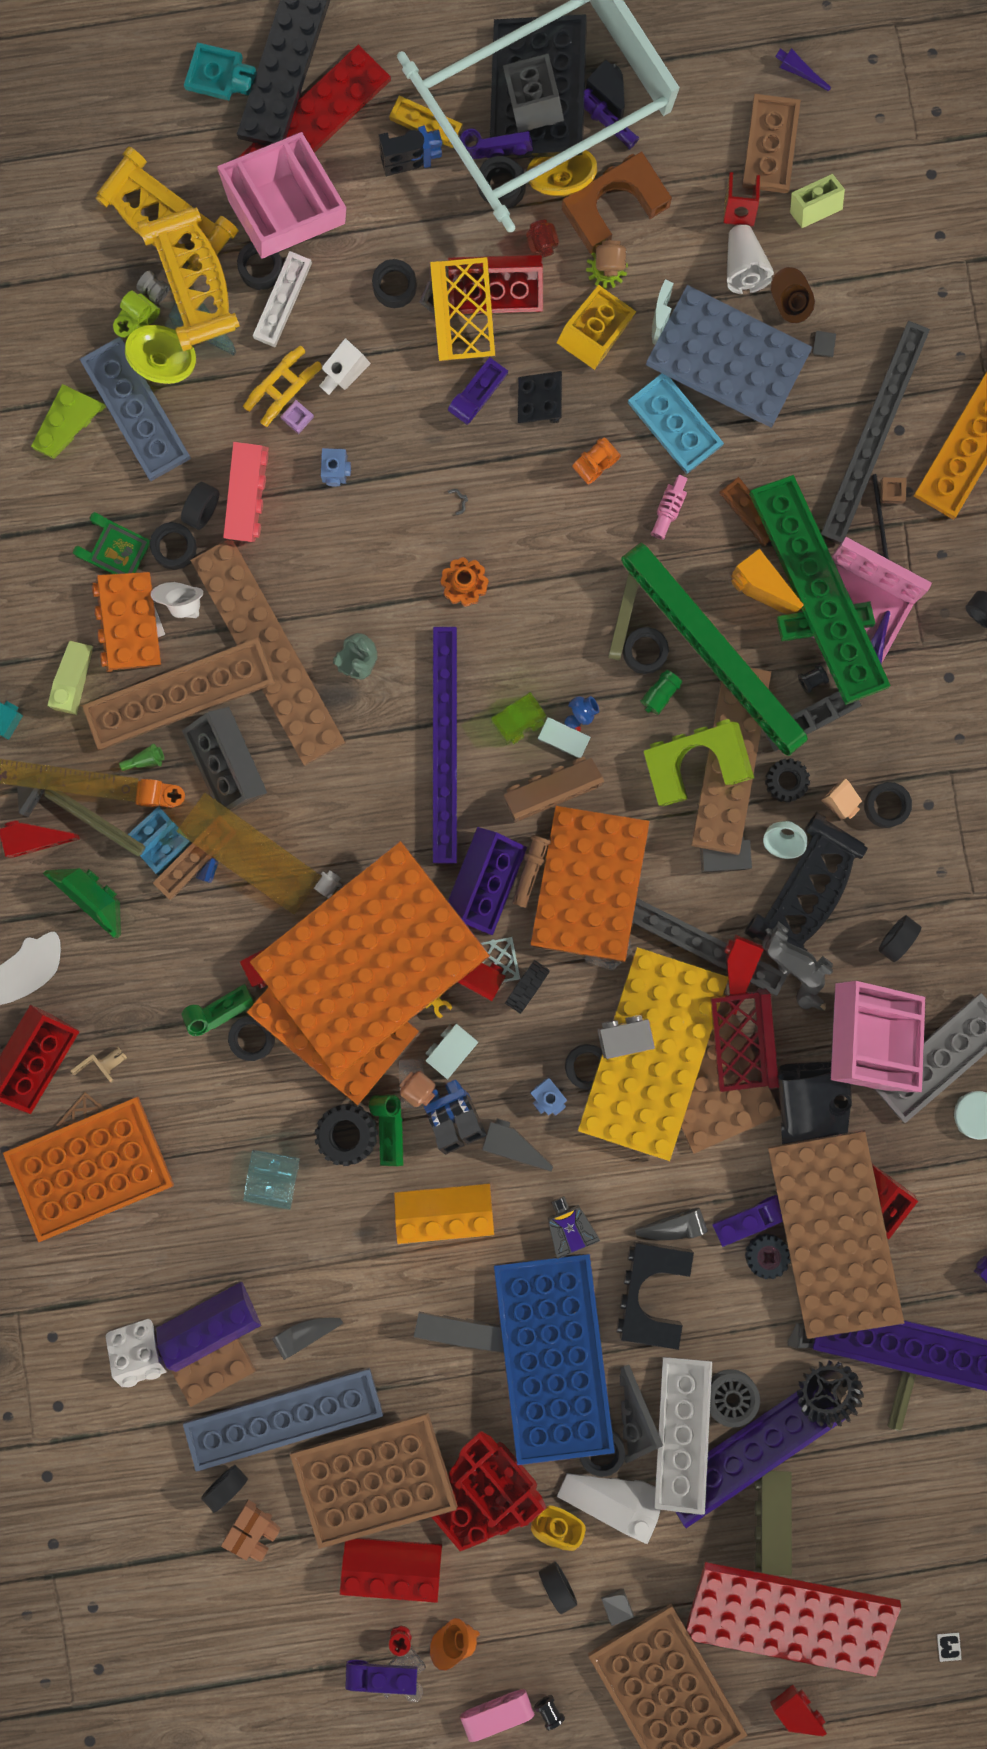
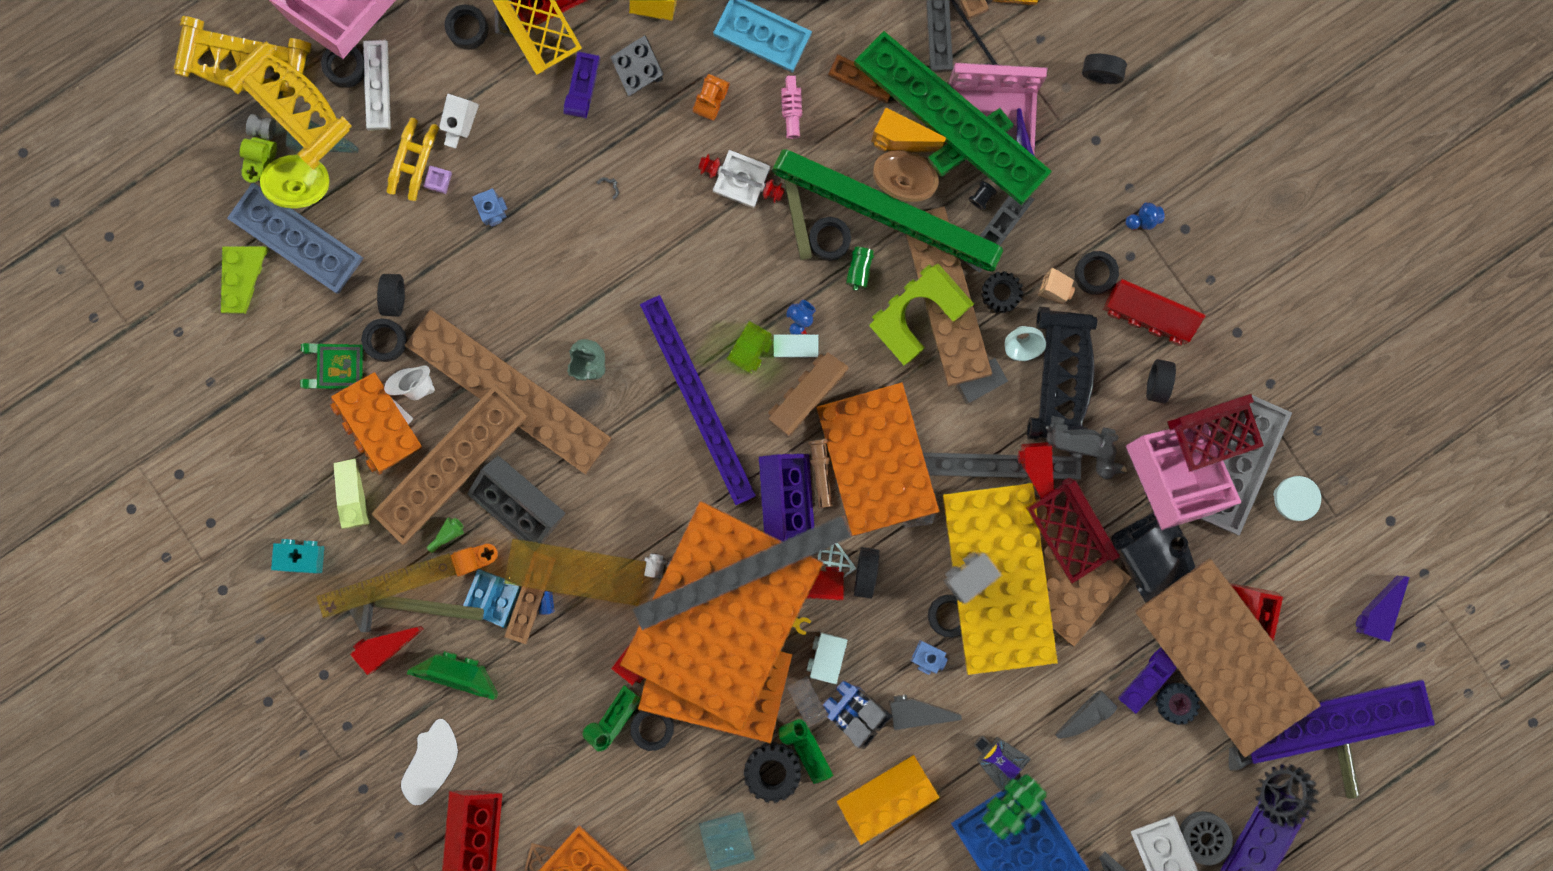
camera: 25 degrees left, 0 degrees up
(105, 1064) = (538, 810): tan bracket -> none
(245, 491) = (424, 265): coral wedge -> none
(408, 928) = (742, 572): none -> dark grey plate
(417, 1089) = (815, 705): nougat head -> none
(464, 581) = (647, 253): orange plant -> none
(579, 1271) = (1027, 794): none -> green piece
(588, 553) = (741, 178): none -> white plate
(646, 1261) = (1078, 756): black arch -> none
(747, 624) = (905, 176): none -> medium nougat dish
(924, 869) = (1153, 312): none -> red slope
(930, 992) = (1216, 413): none -> dark red fence
(963, 776) = (1148, 217): none -> blue animal

